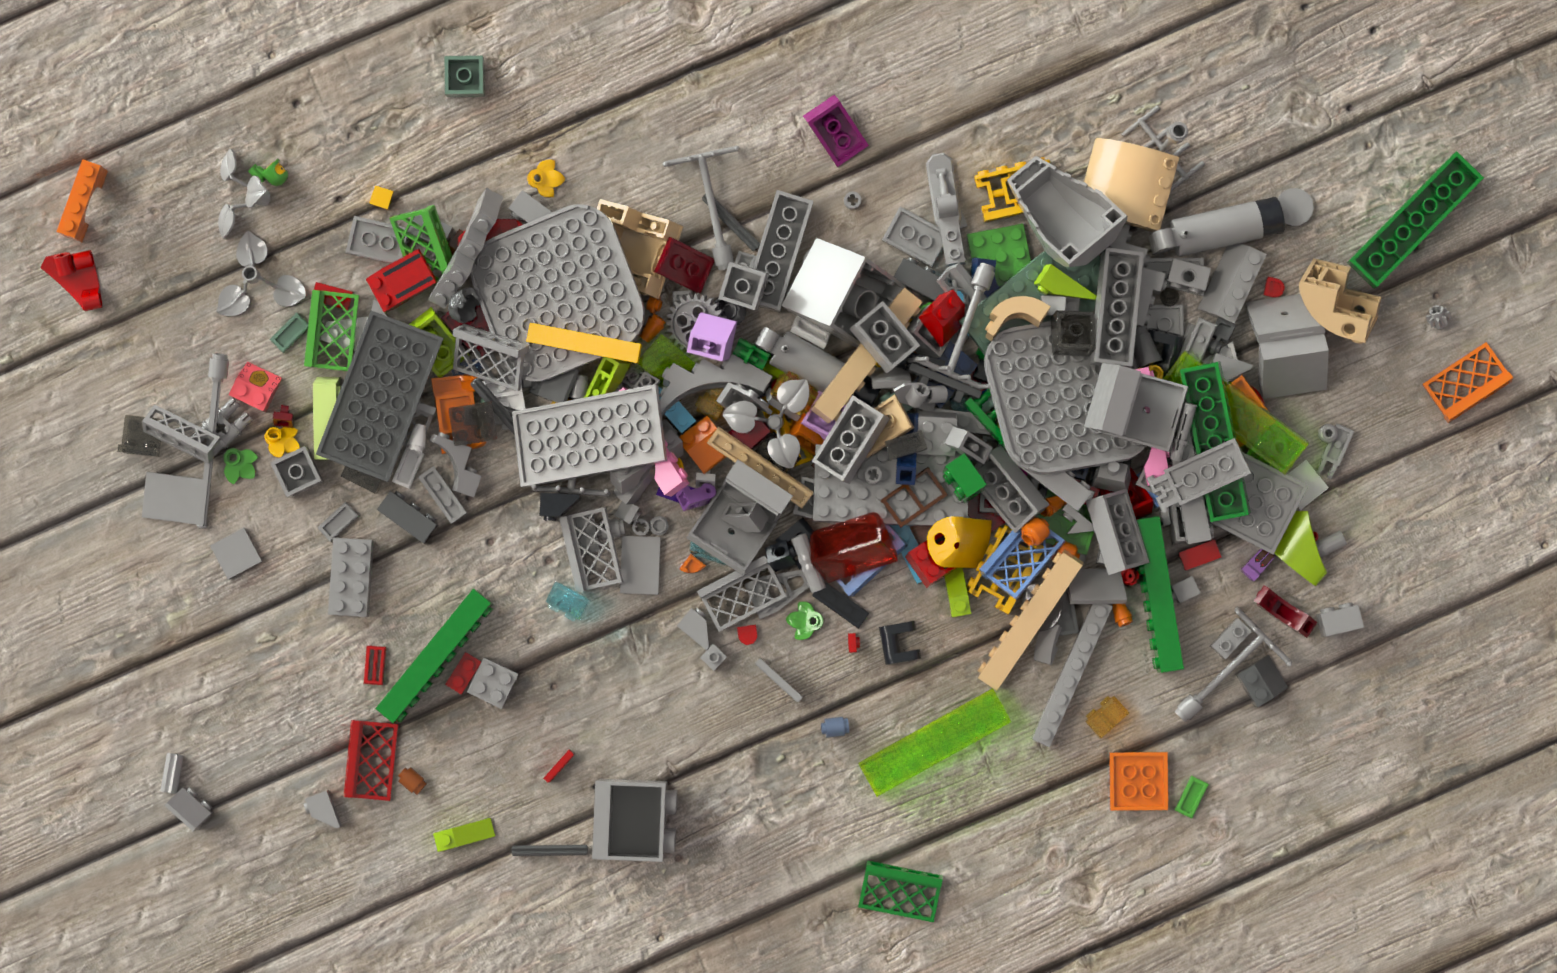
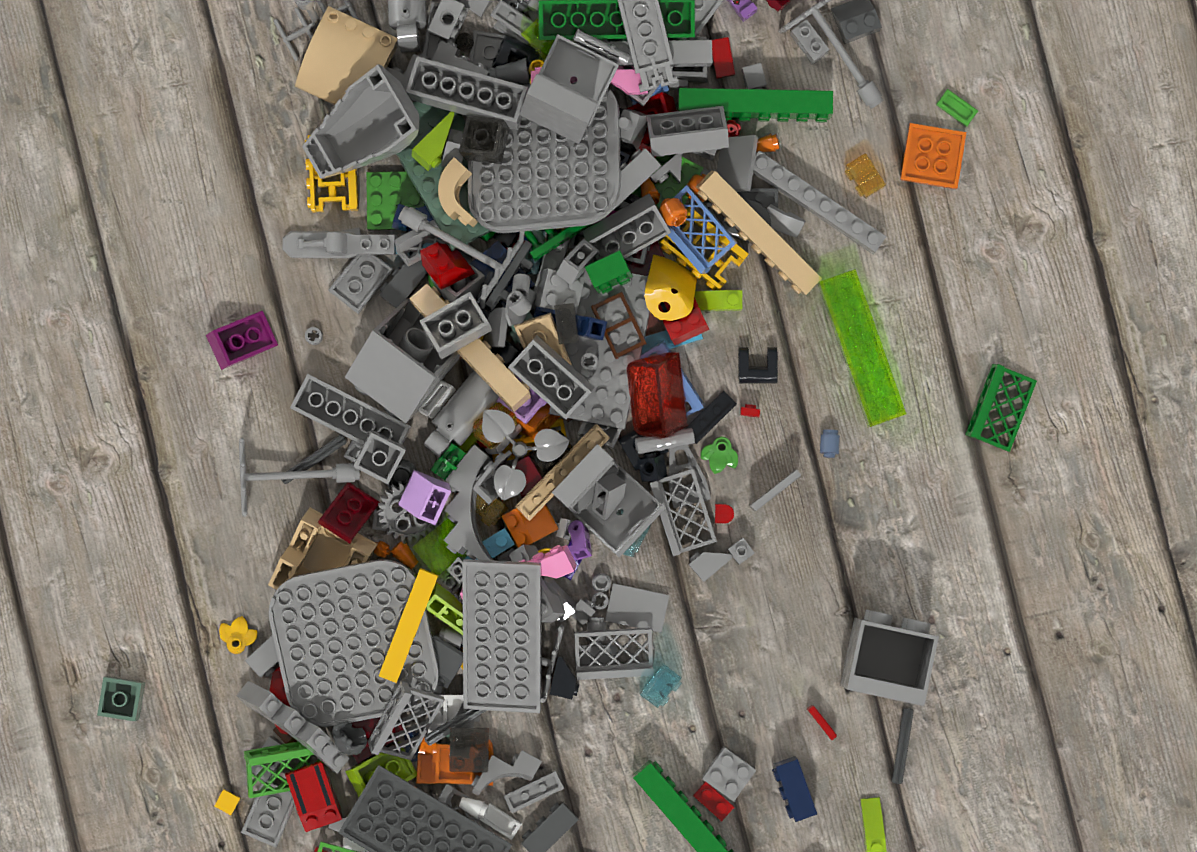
camera: 80 degrees left, 0 degrees up
(488, 749) = (794, 789): none -> dark blue brick
(692, 565) = (646, 556): orange tile -> none

